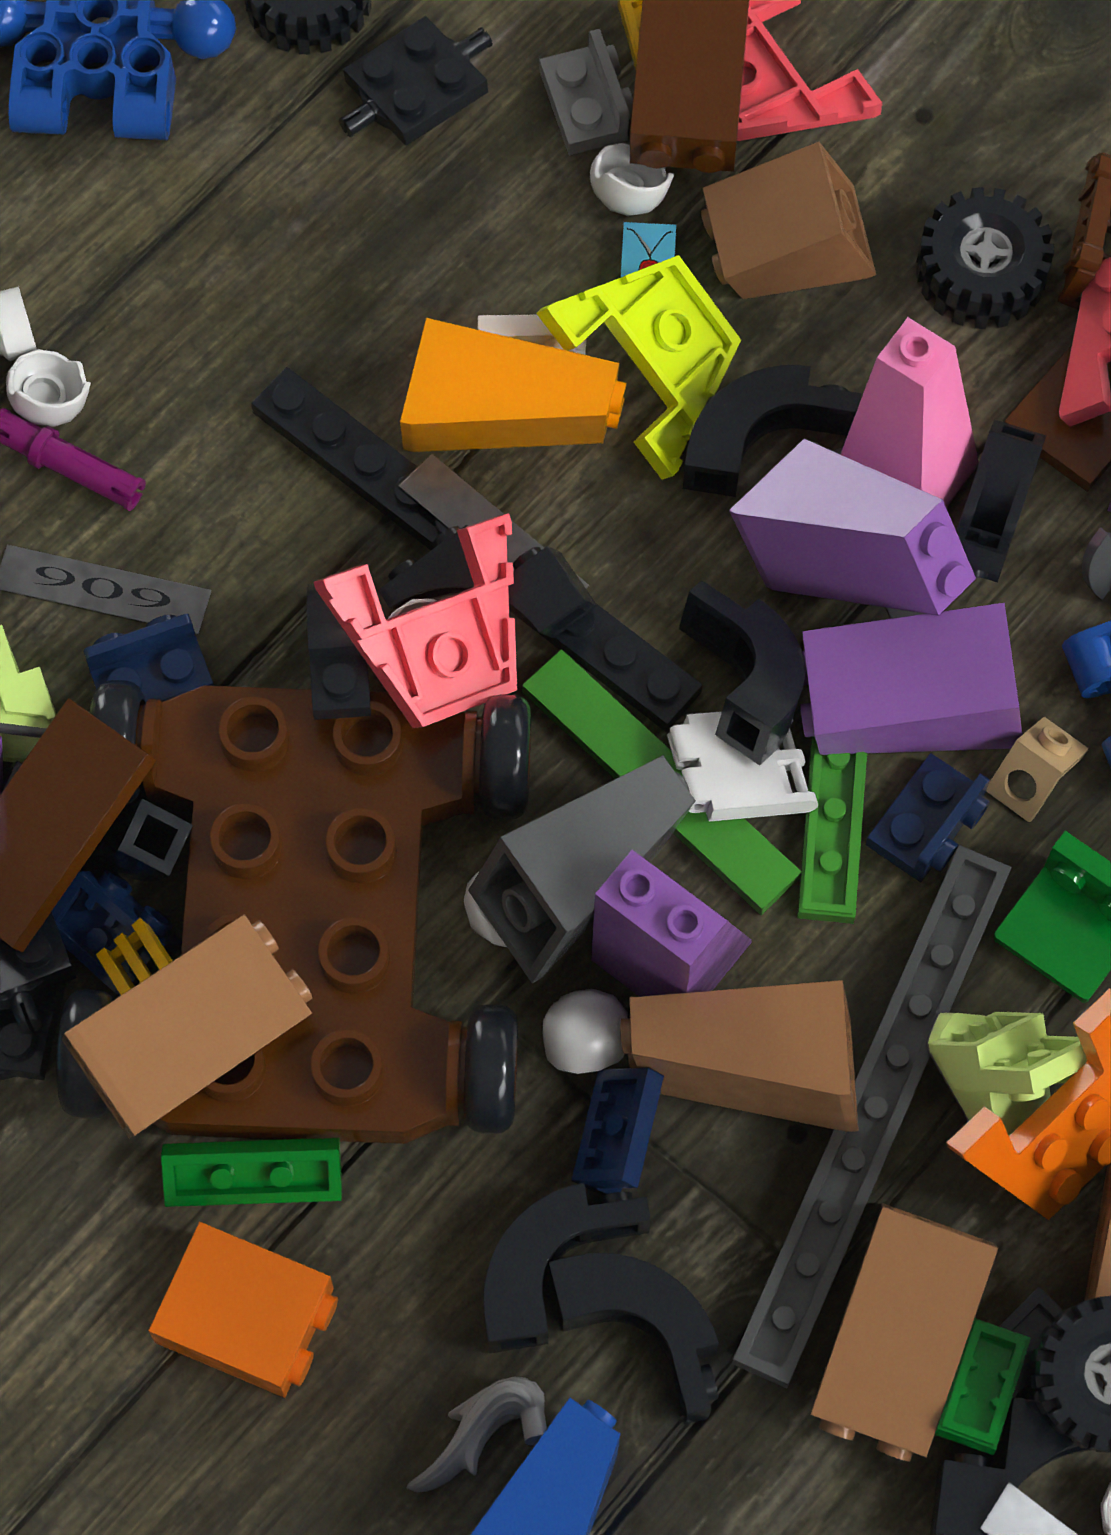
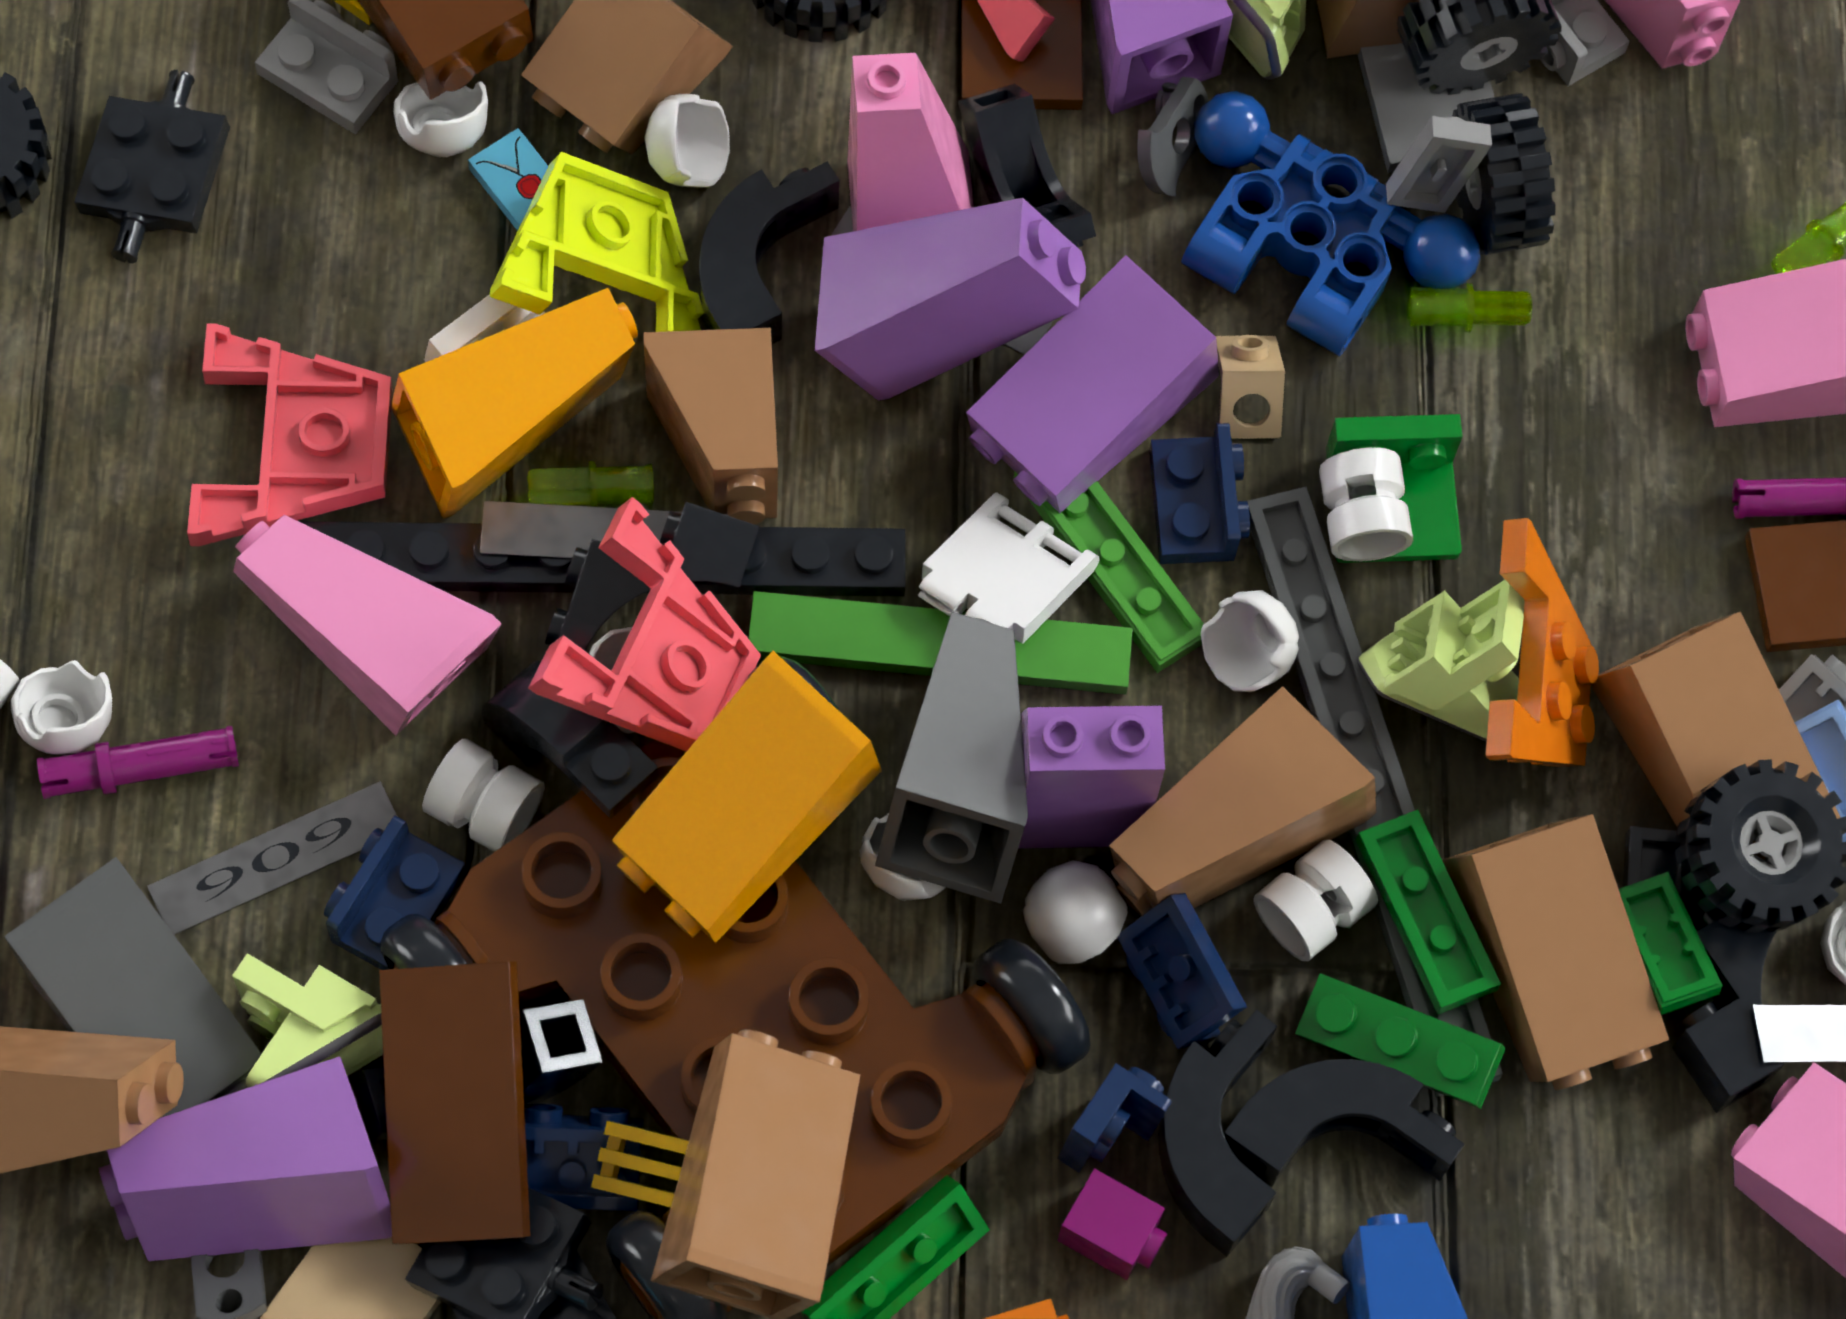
camera: 45 degrees left, 0 degrees up
(258, 644) = (474, 791): none -> white wheel
(281, 481) = (365, 620): none -> bright pink slope
(359, 338) = (320, 437): none -> coral wing
(400, 770) = (746, 800): none -> light orange slope
(423, 1265) = (1113, 1225): none -> magenta brick
(473, 1180) = (1124, 1099): none -> dark blue bracket
(515, 497) = (590, 485): none -> clear neon green axle
(639, 514) = (719, 414): none -> medium nougat slope
(734, 1302) = (1400, 1038): none -> green plate
(739, 1157) = (1308, 906): none -> white wheel
(765, 659) = (946, 463): black arch -> none
(782, 314) = (688, 141): none -> white hair
(829, 1227) = (1428, 912): none -> green plate
(874, 943) = (1250, 641): none -> white hair
(1042, 903) = (1365, 504): none -> white wheel

